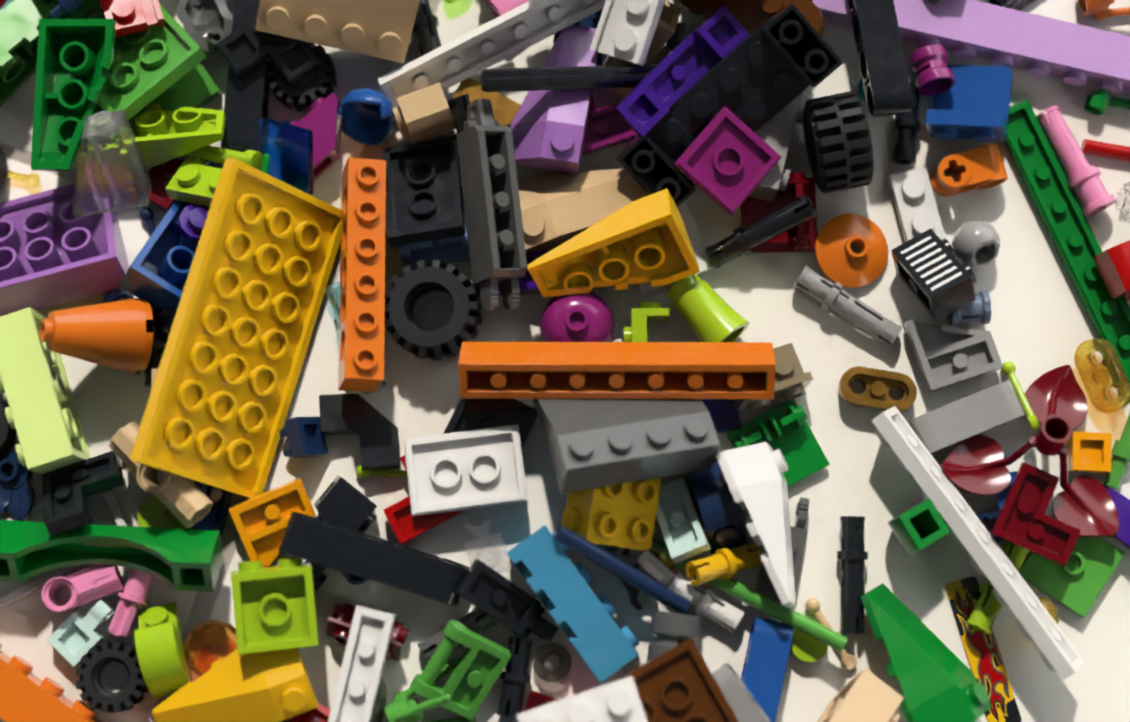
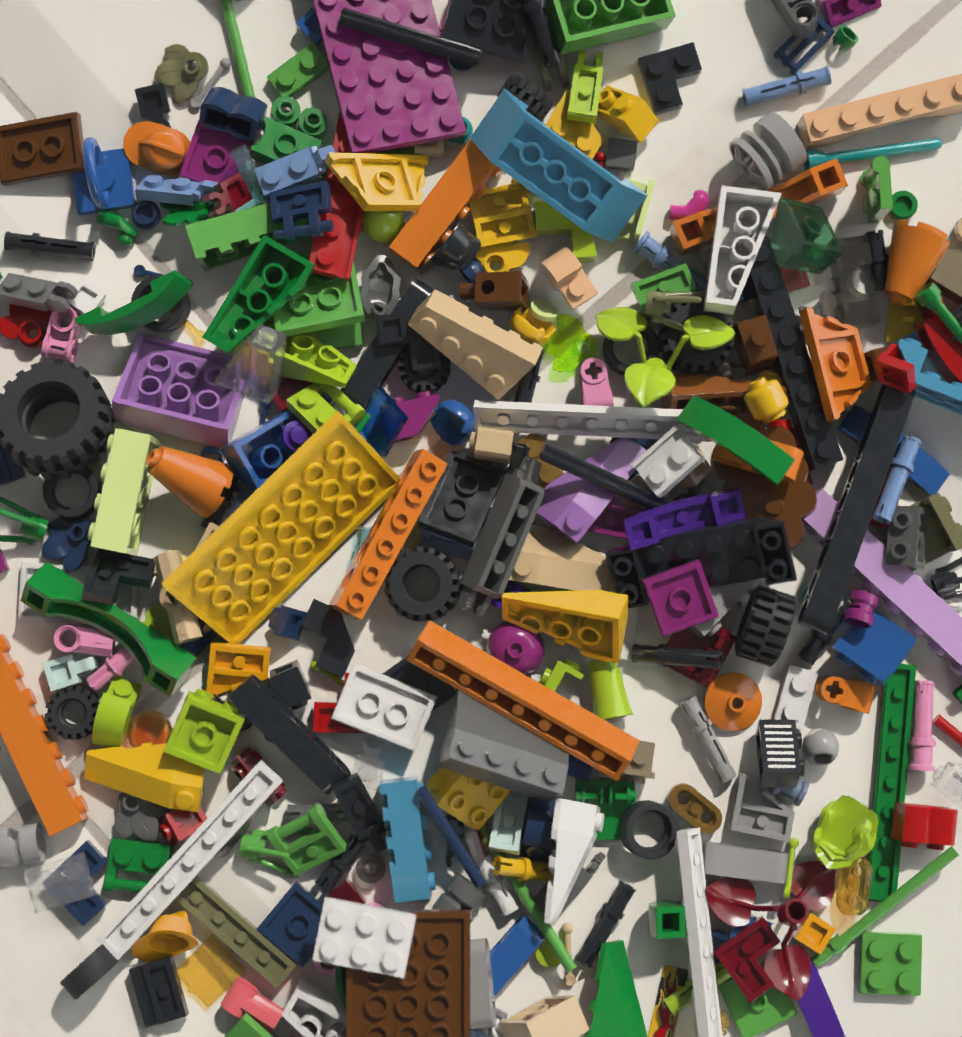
camera: 20 degrees right, 5 degrees up
(862, 426) = (627, 823): none -> black tyre
(1057, 322) = (844, 832): none -> lime hair

